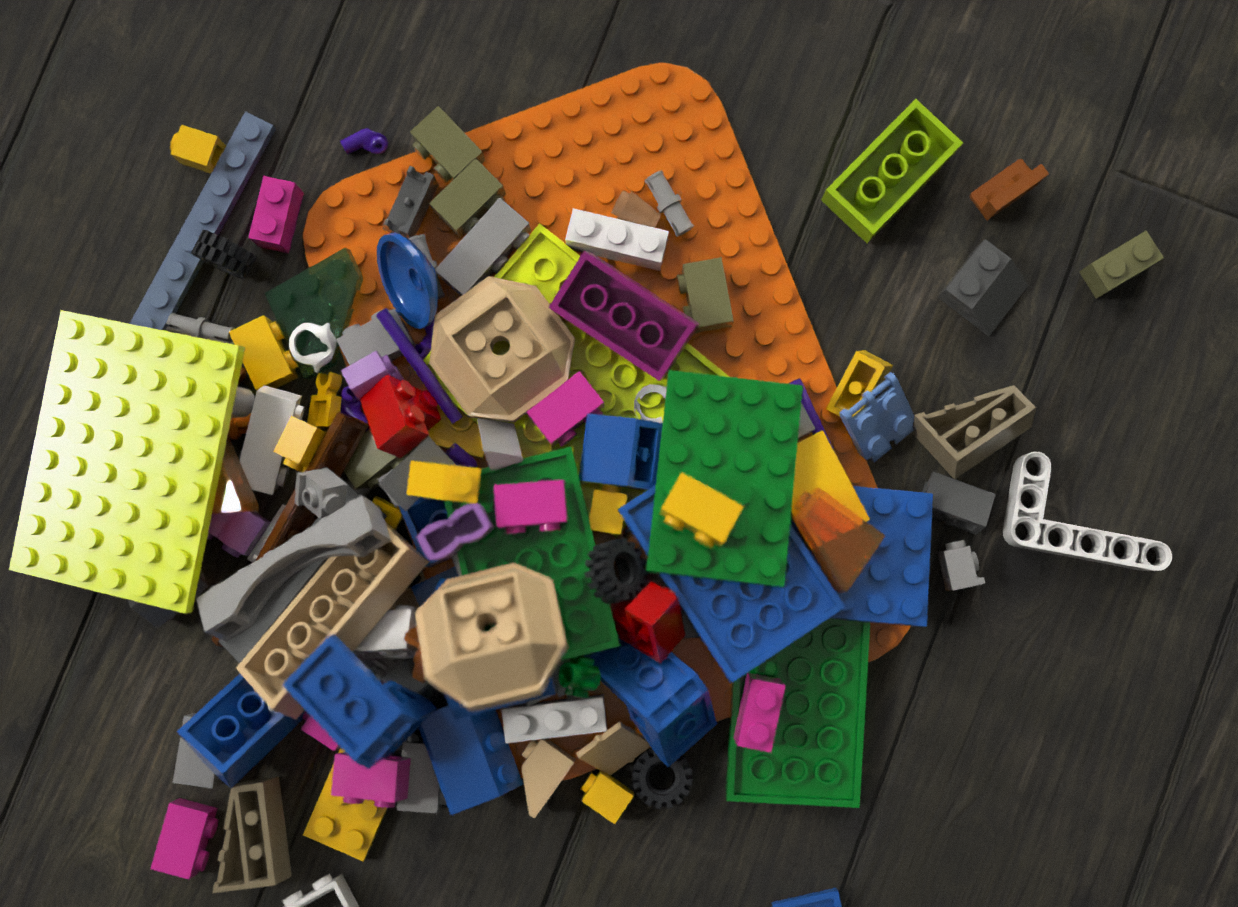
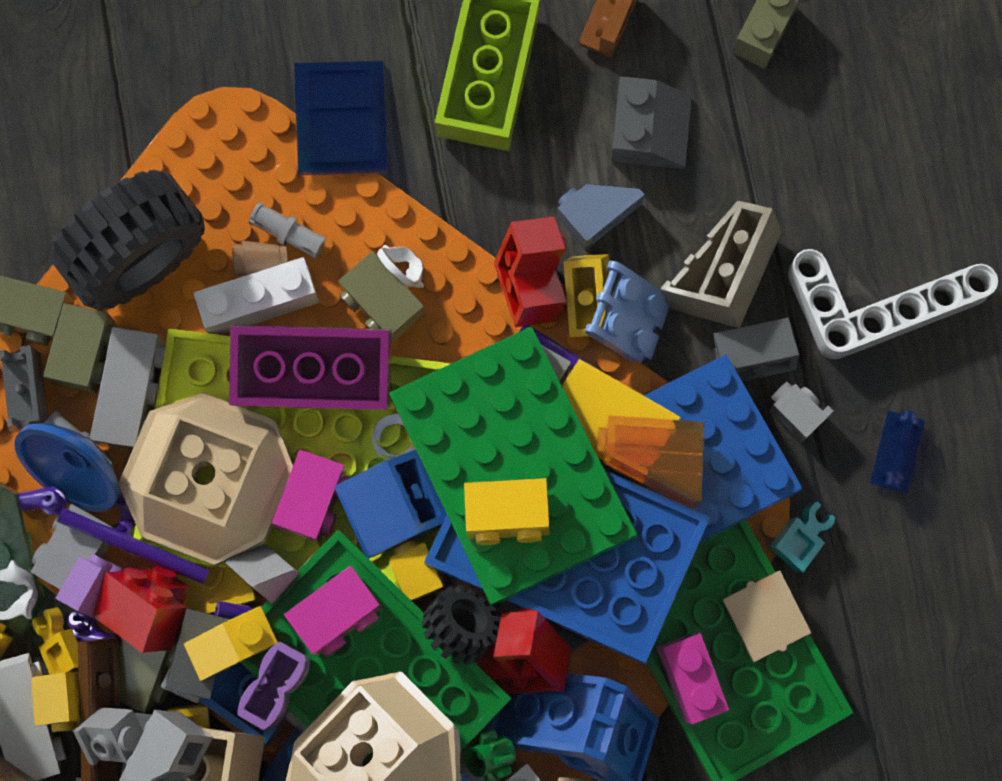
camera: 35 degrees left, 5 degrees down
(380, 294) = (48, 499): none -> dark purple arm
(549, 140) = (127, 239): none -> black tyre
(741, 272) = (400, 254): none -> white piece
(759, 143) = (340, 118): none -> clear blue piece
(825, 343) = (528, 271): none -> red brick
(840, 700) = (766, 616): none -> tan piece
(899, 659) = (799, 541): none -> teal plate
(903, 327) = (596, 210): none -> sand blue slope
(1013, 640) = (897, 451): none -> clear blue hinge

